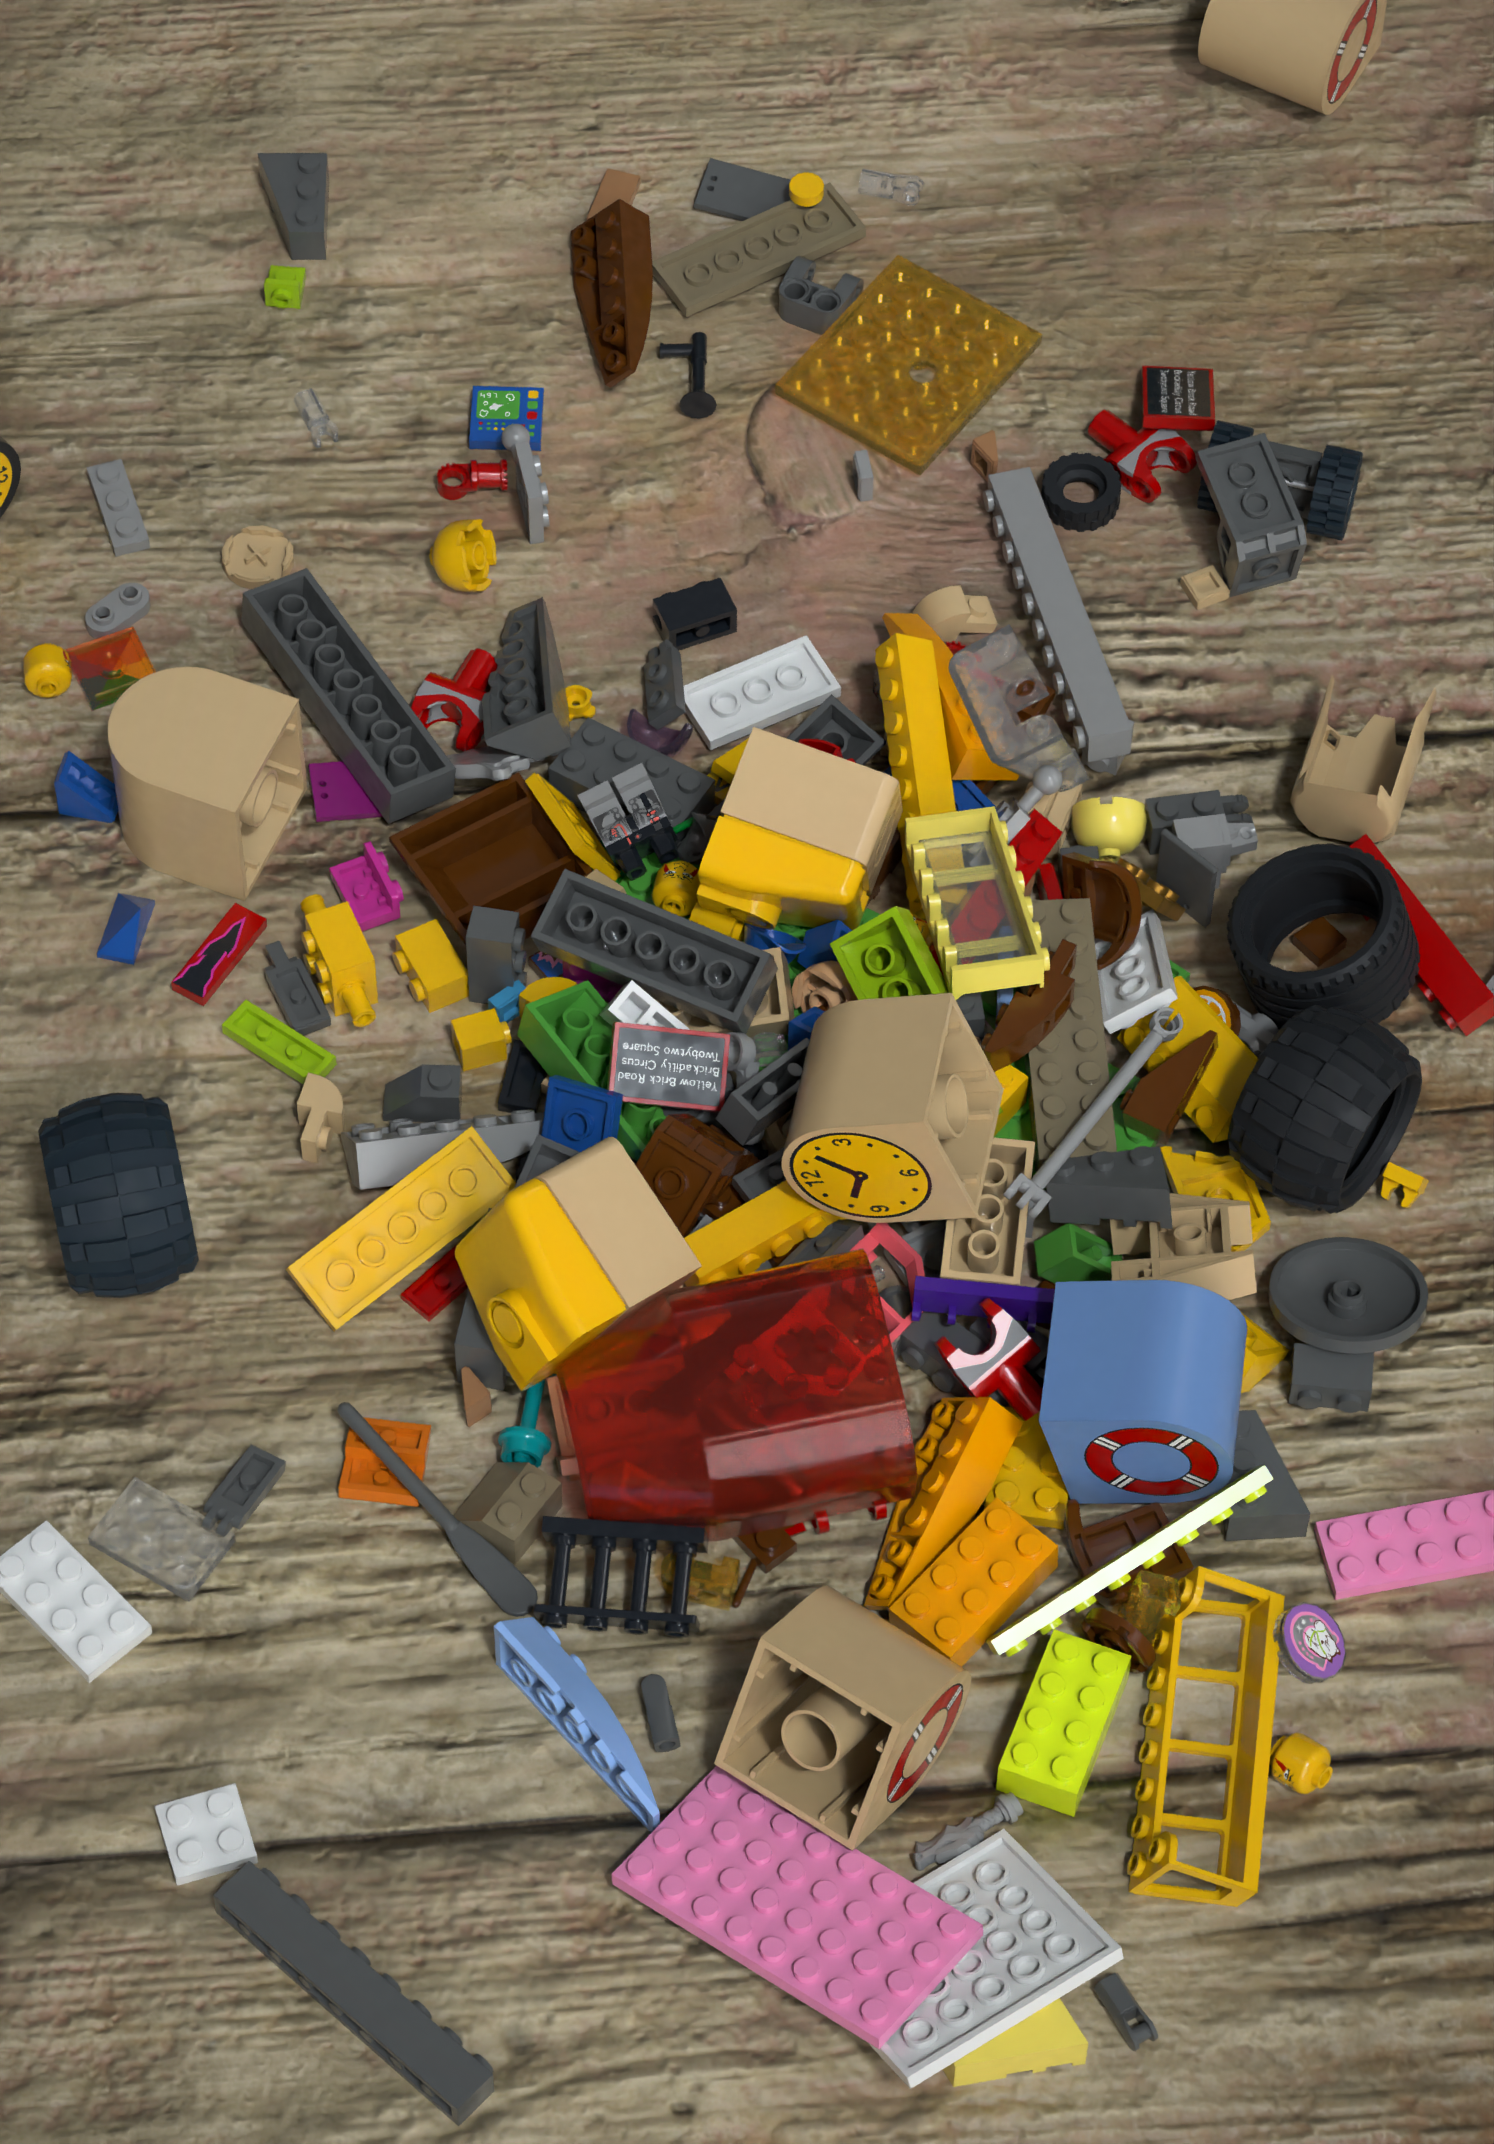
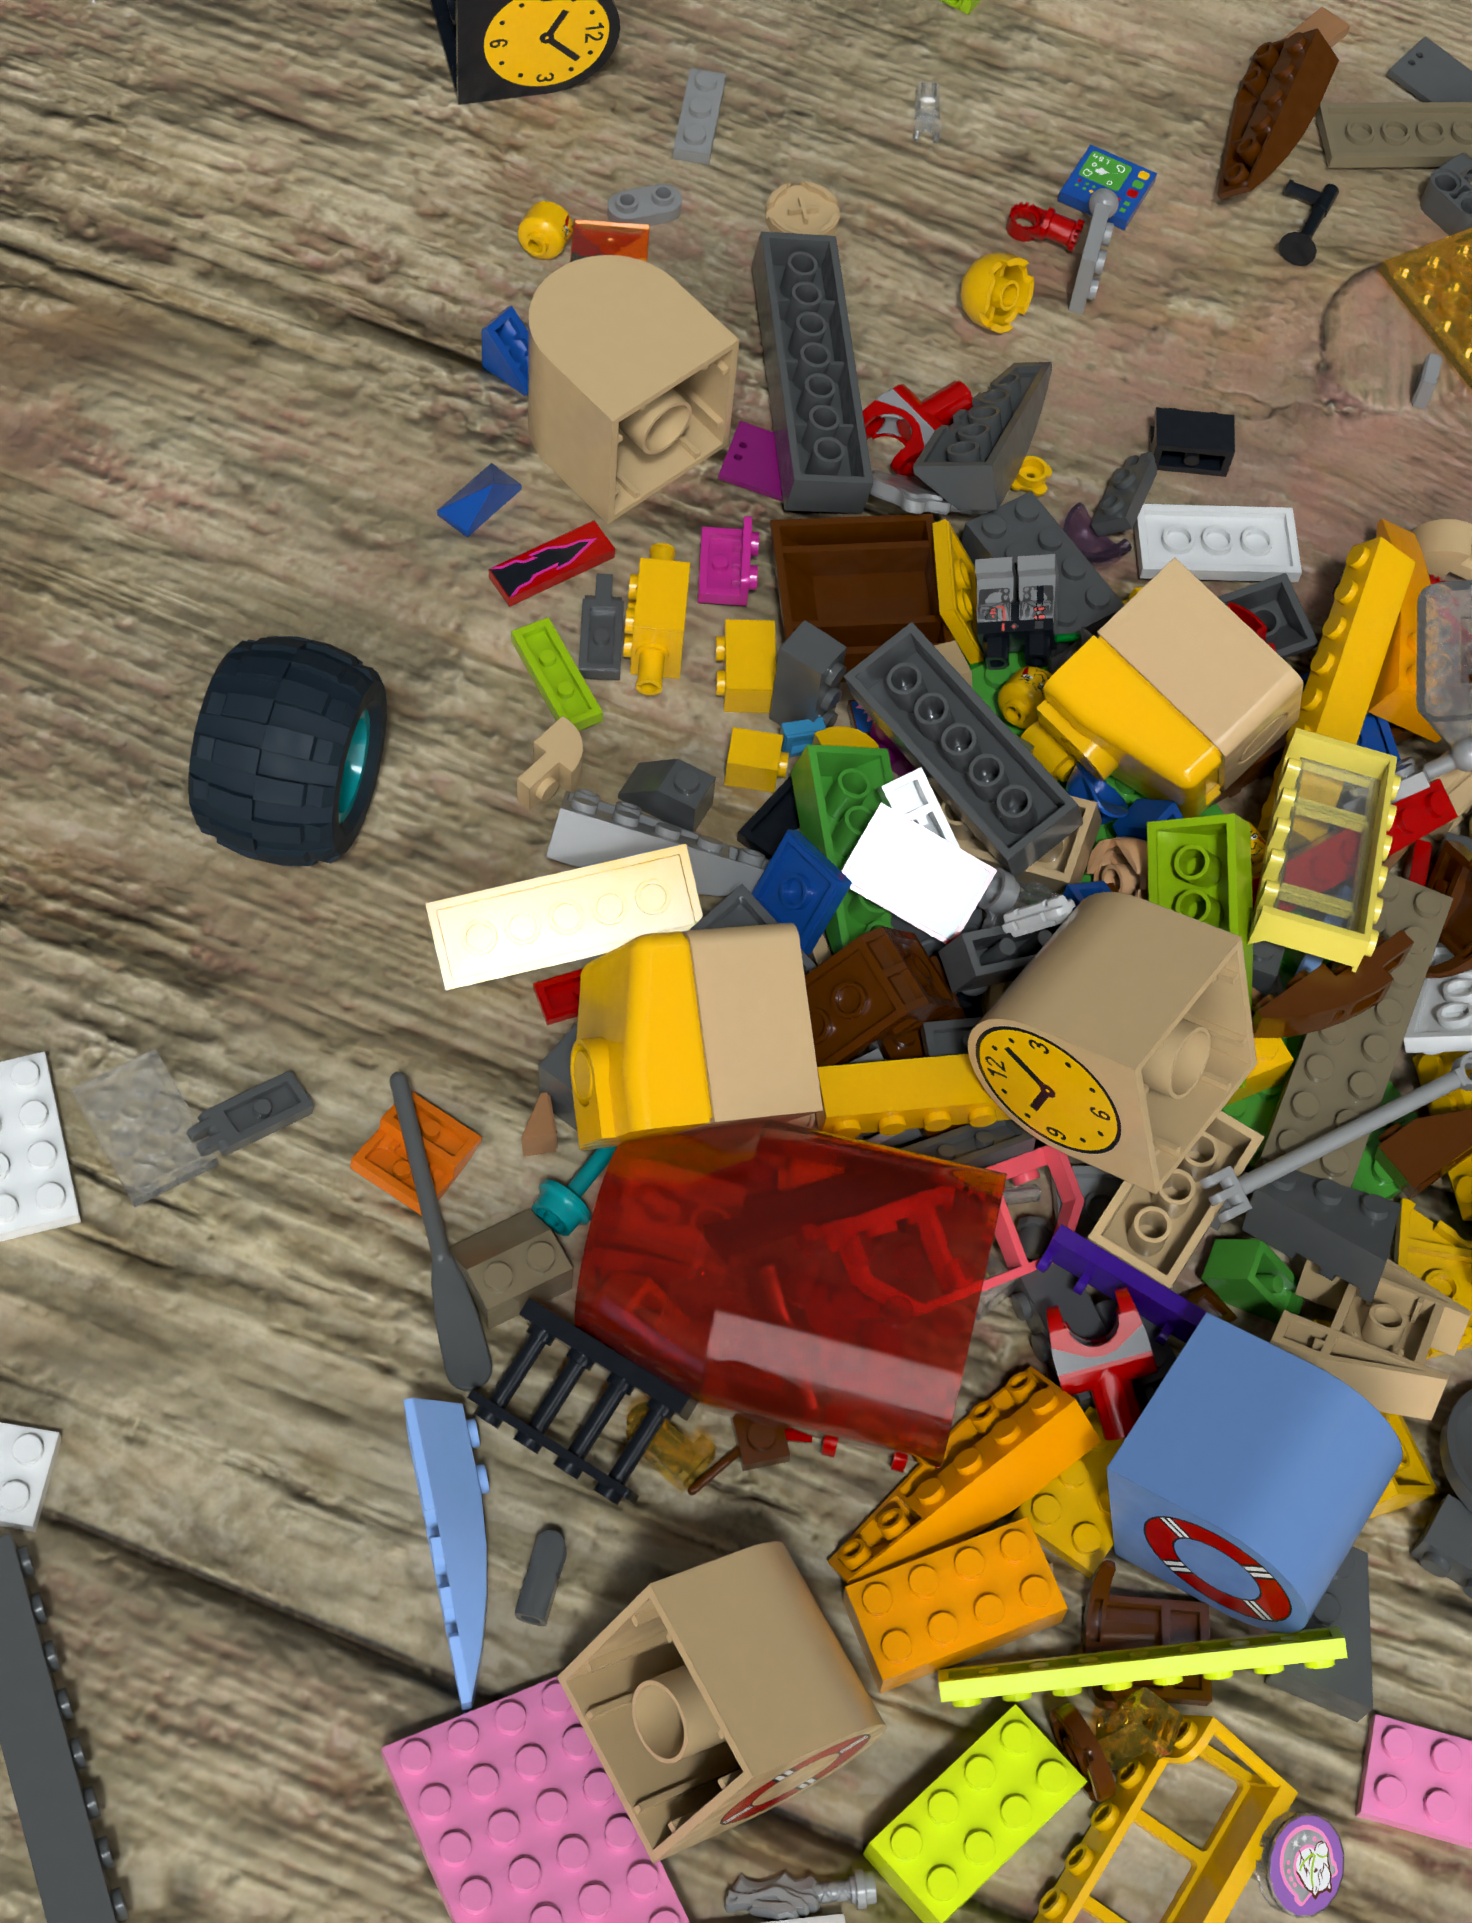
camera: 20 degrees right, 5 degrees up
(783, 1052) = (1037, 916): none -> white axle

